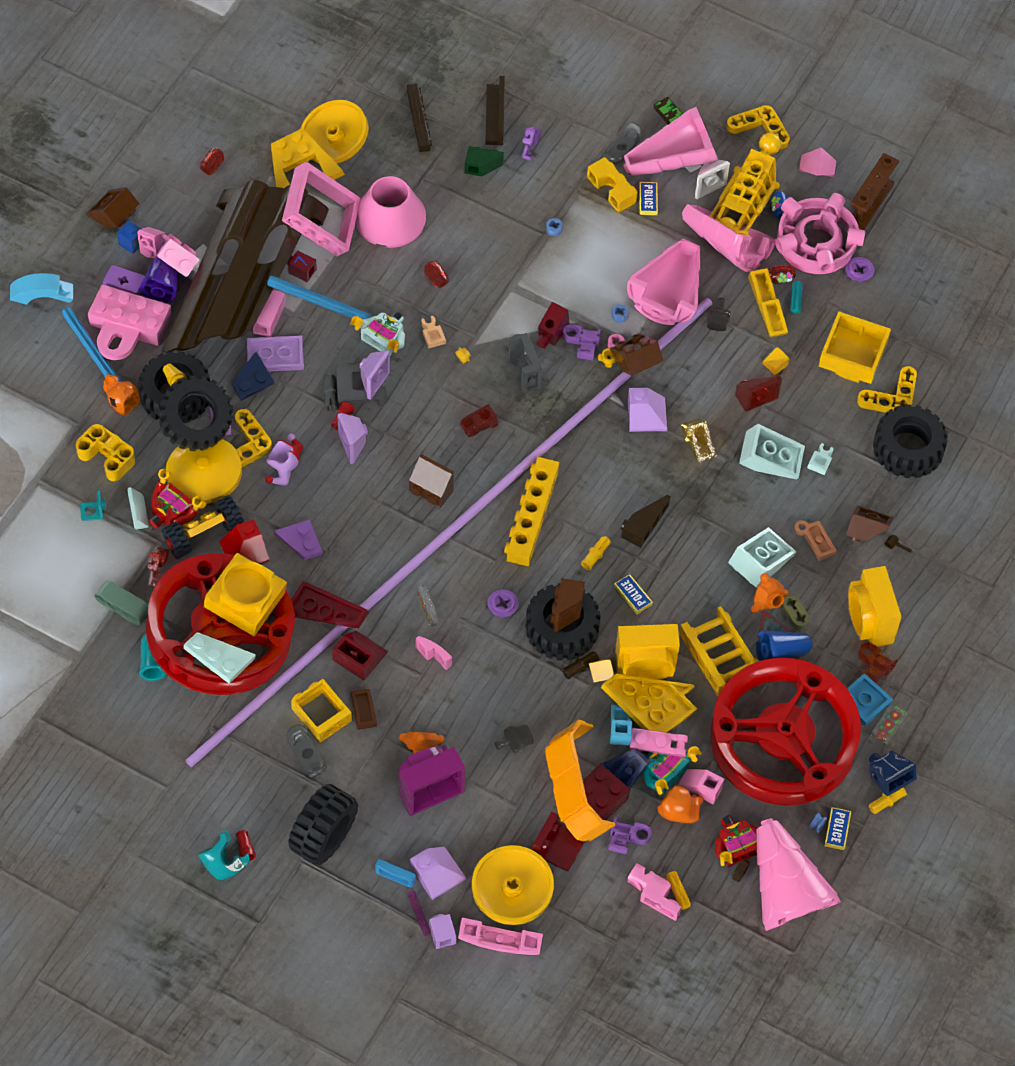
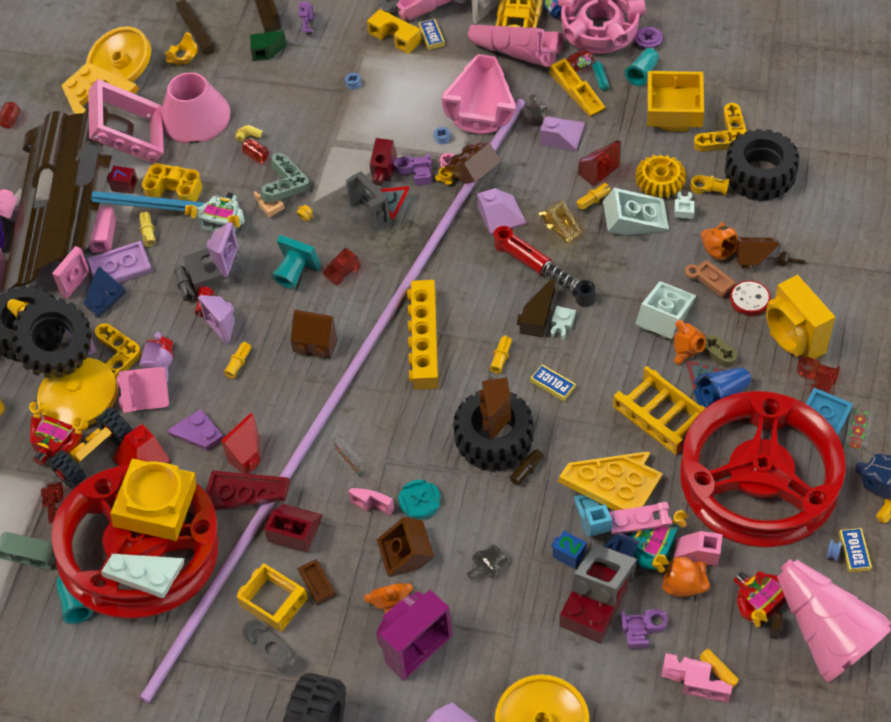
camera: 10 degrees left, 5 degrees down
(138, 509) = (18, 451): light aqua slope -> none
(229, 350) = (71, 272): none -> bright pink tile
(263, 485) = (143, 389): none -> bright pink bracket
(311, 325) = (147, 229): none -> light yellow axle
(337, 566) = (243, 445): none -> red slope
(351, 280) = (174, 178): none -> yellow beam
(356, 483) = (237, 360): none -> yellow axle
(404, 136) = (187, 45): none -> yellow helmet
(435, 250) = (247, 131): none -> light yellow arm
(436, 403) = (295, 258): none -> teal plant
(449, 702) = (405, 547): none -> reddish brown slope
(459, 317) = (294, 182): none -> sand green beam
(476, 664) = (419, 499): none -> teal tile
(506, 597) = (425, 423): medium lavender gear -> none
(551, 367) = (396, 198): none -> piece
(557, 844) = (574, 659): dark red bracket -> none
(569, 787) = (566, 593): light orange windscreen -> none
(590, 749) = (569, 549): none -> blue brick
(601, 670) = (550, 465): yellow slope -> none
(603, 796) = (598, 589): none -> dark grey window
(647, 650) = (591, 429): yellow container -> none
(663, 537) = (562, 320): none -> light aqua plate
(665, 477) = (508, 242): none -> piece
(735, 346) = (561, 133): none -> lavender slope
(739, 423) = (593, 196): none -> yellow axle
(776, 361) = (605, 133): yellow slope -> none
(816, 432) = (660, 176): none -> yellow gear
(838, 506) = (720, 241): none -> orange piece
(839, 300) = (638, 71): none -> teal plant
(843, 569) = (749, 298): none -> white tile
(855, 445) = (710, 184): none -> yellow connector

